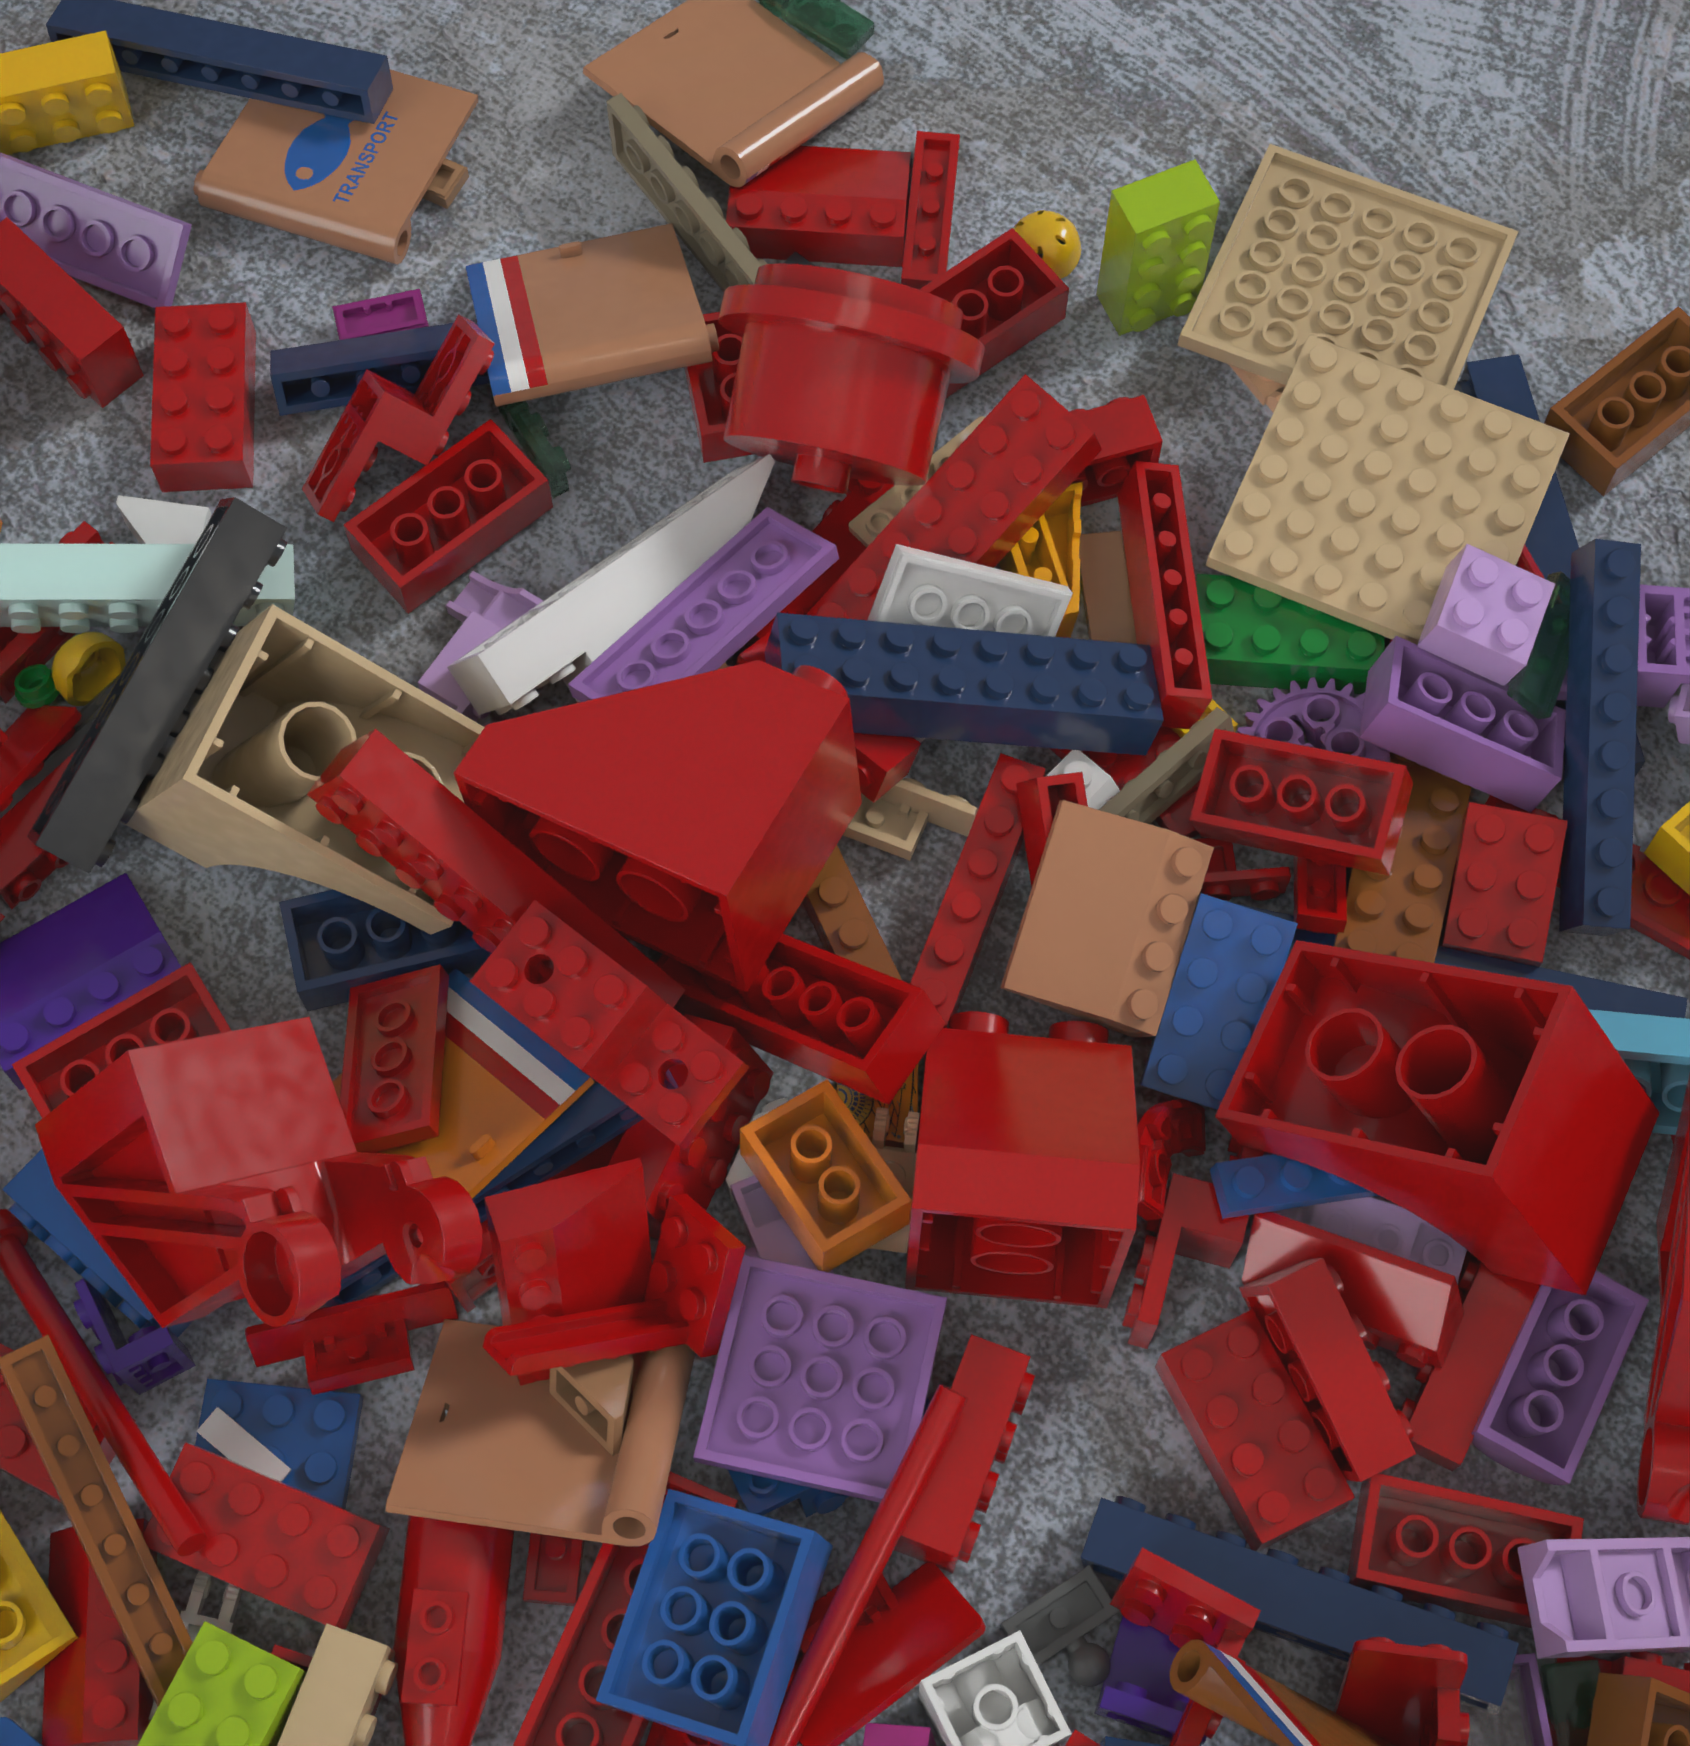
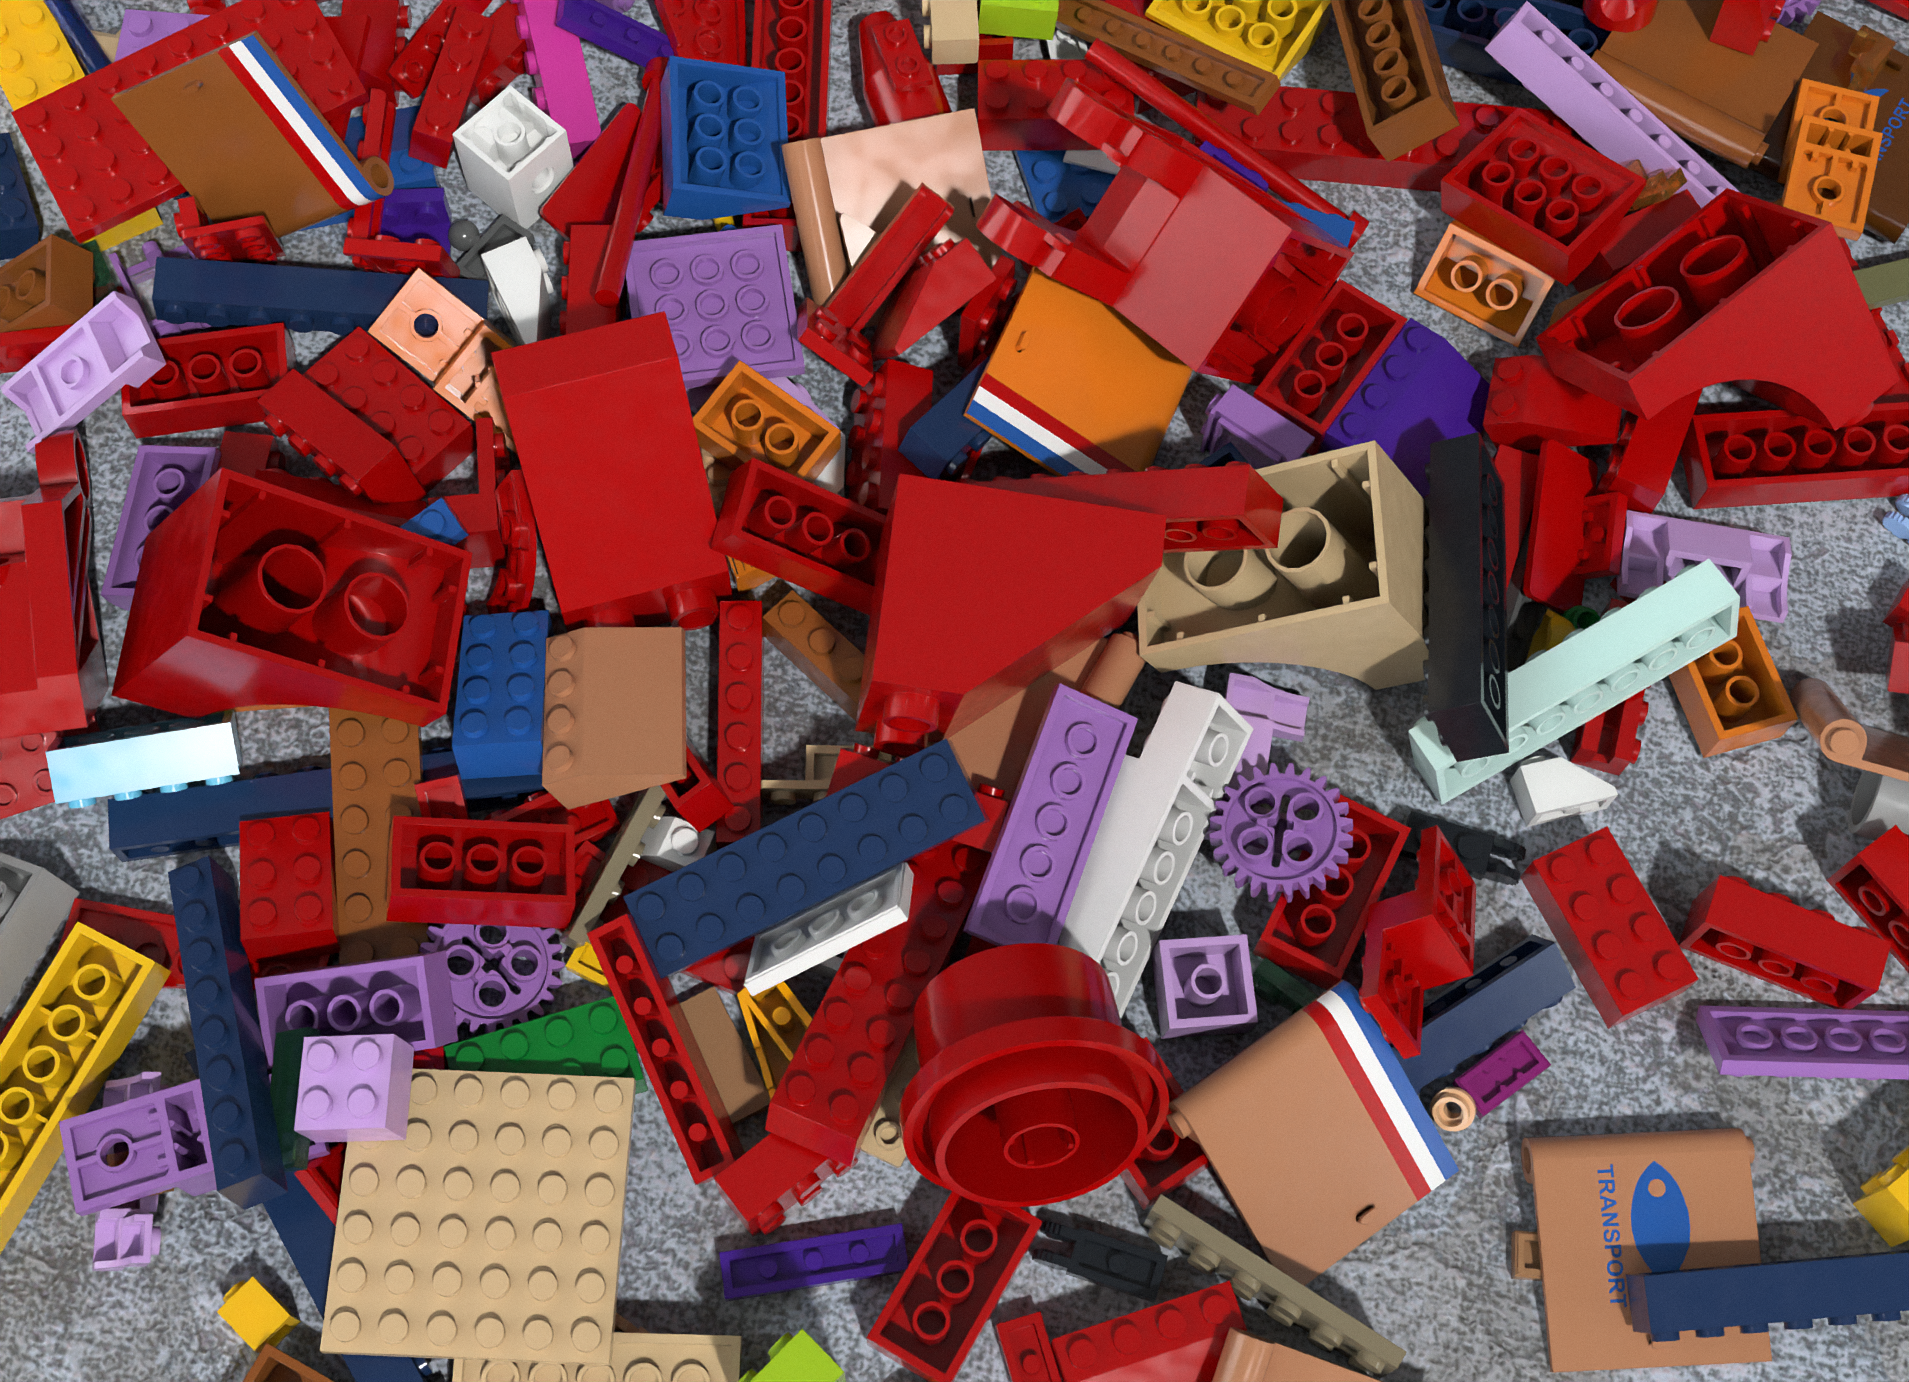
camera: 155 degrees right, 0 degrees up
(257, 975) = (1253, 429): none -> medium lavender window
(313, 537) = (1470, 846): none -> black hinge
(395, 1059) = (1126, 400): red plate -> none
(439, 534) = (1322, 836): none -> medium lavender gear
(443, 304) = (1446, 1119): none -> light nougat plate
(609, 1024) = (979, 427): red bracket -> none
(619, 475) = (1204, 986): none -> lavender brick
(1046, 1520) = (521, 289): none -> white slope
(1089, 387) = (813, 1262): none -> dark purple plate
(1135, 1432) = (456, 355): none -> bracket
(1618, 516) = (257, 1314): none -> yellow brick

